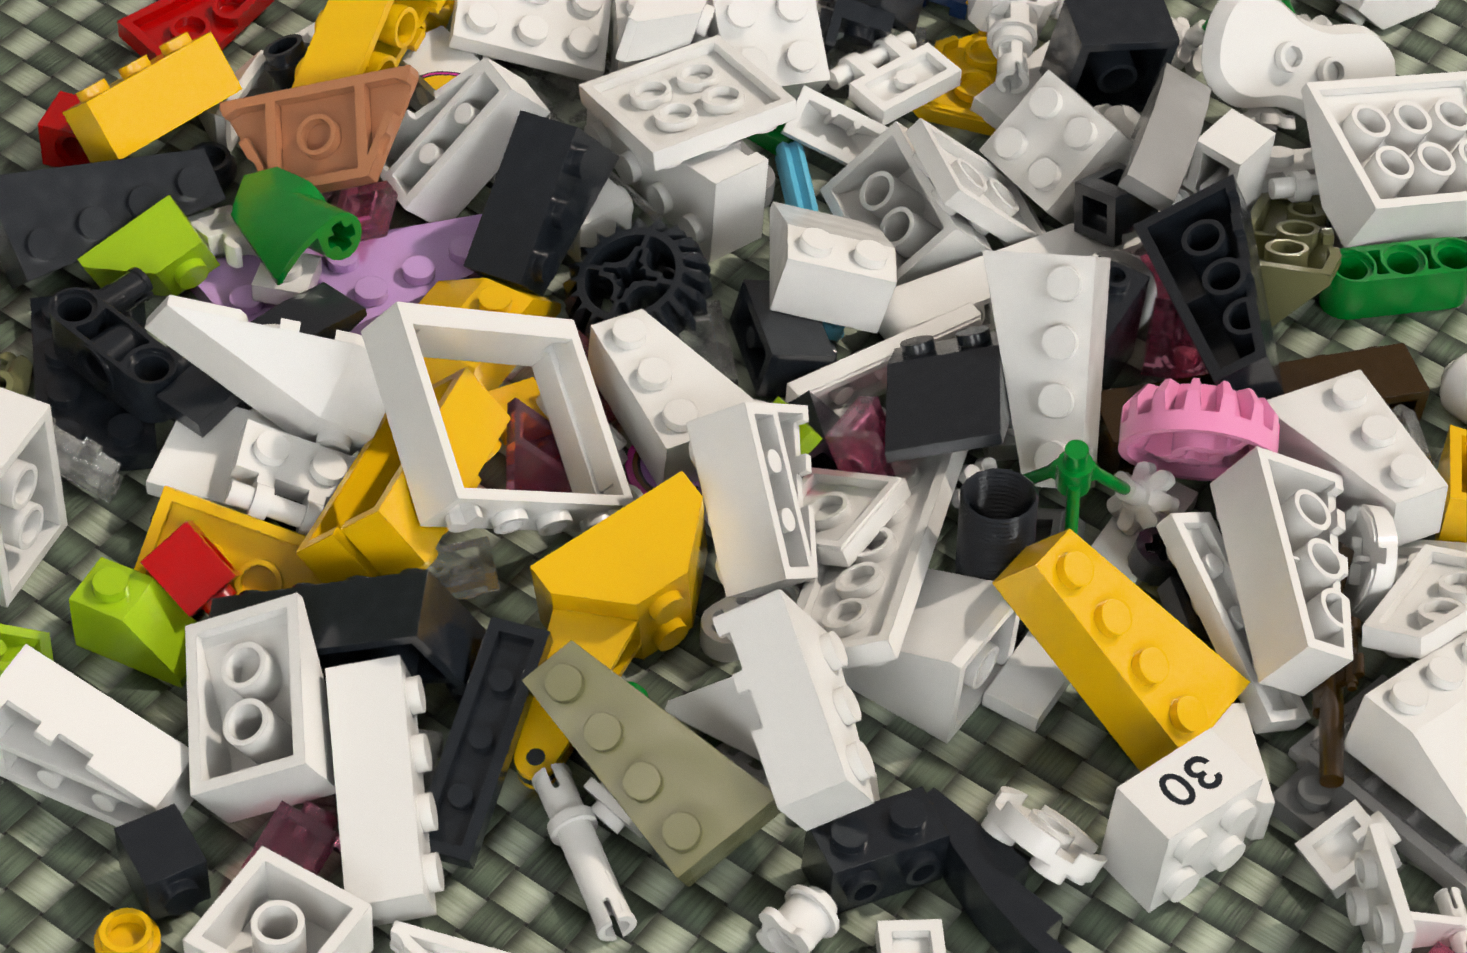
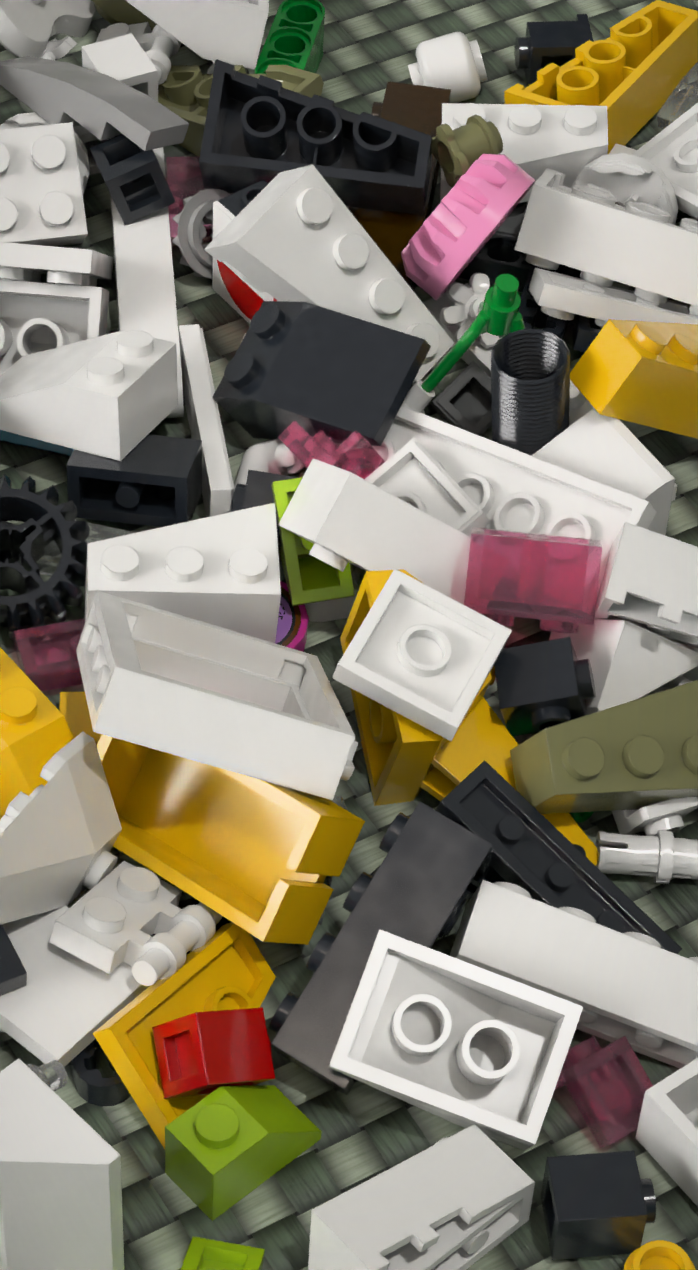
camera: 65 degrees left, 0 degrees up
(608, 534) = (422, 654): none -> white plate
(661, 651) = (542, 685): none -> black brick
(748, 562) = (533, 578): none -> clear pink brick
(1288, 392) = (464, 145): none -> olive brick

